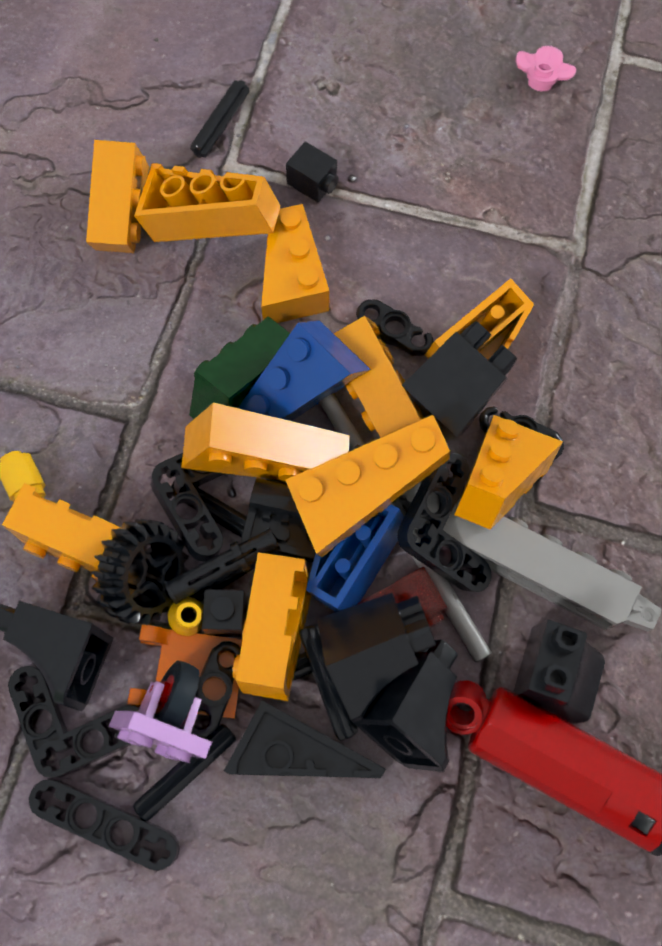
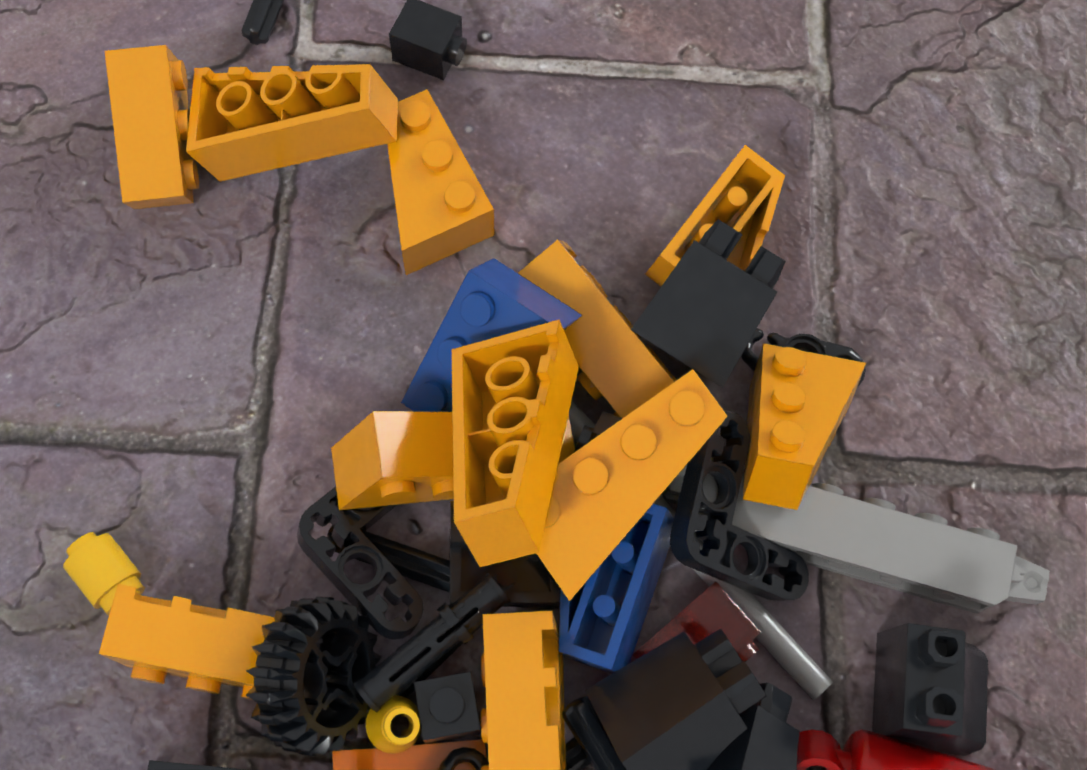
camera: 15 degrees left, 0 degrees up
(237, 367) = (388, 348): dark green wedge -> none
(297, 435) = (508, 437): none -> light orange wedge
(401, 340) = (607, 259): black piece -> none

